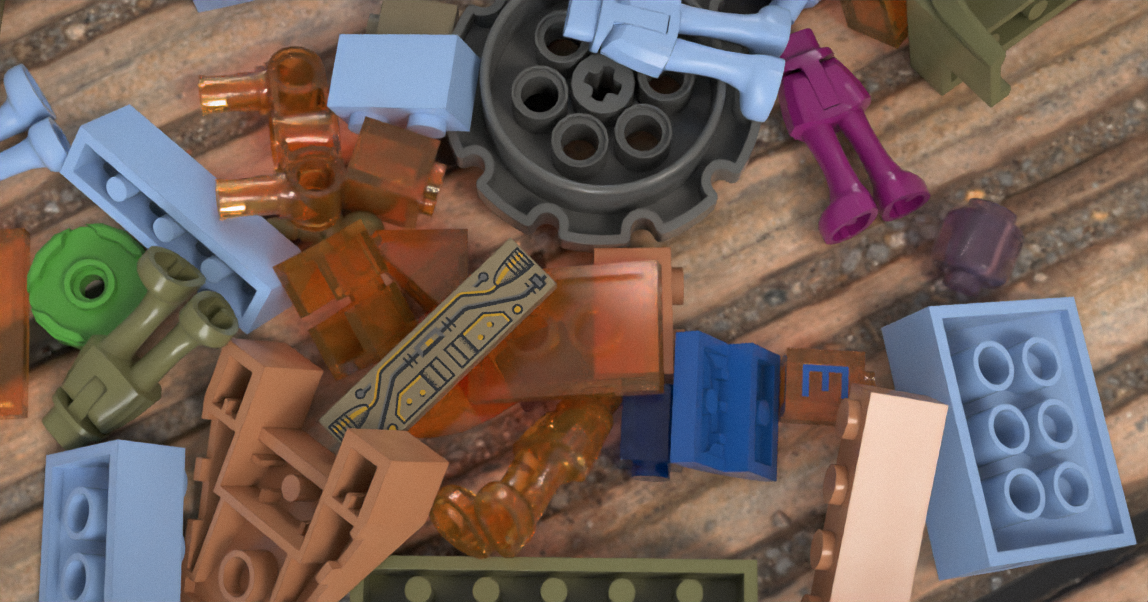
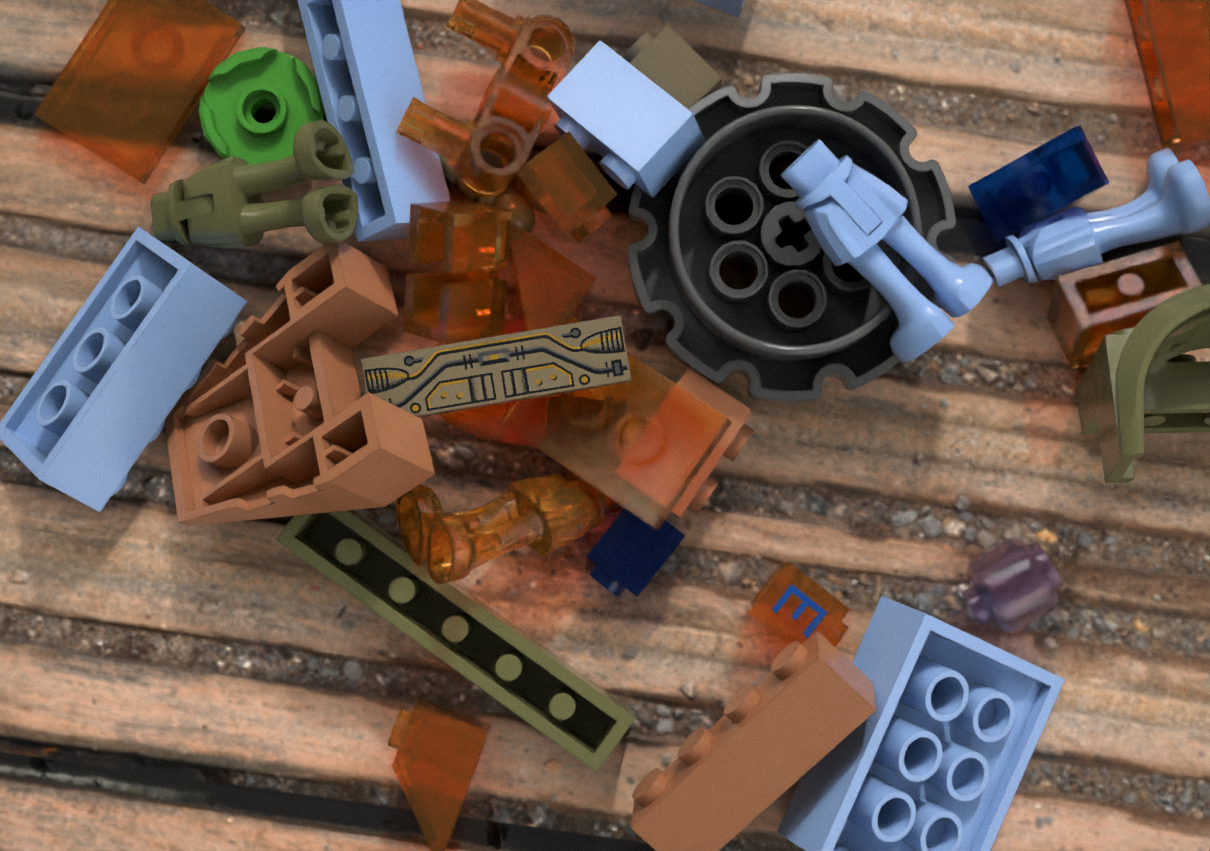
camera: 40 degrees right, 10 degrees up
(725, 407) = (704, 572): blue slope -> none
(818, 101) = (974, 367): magenta piece -> none

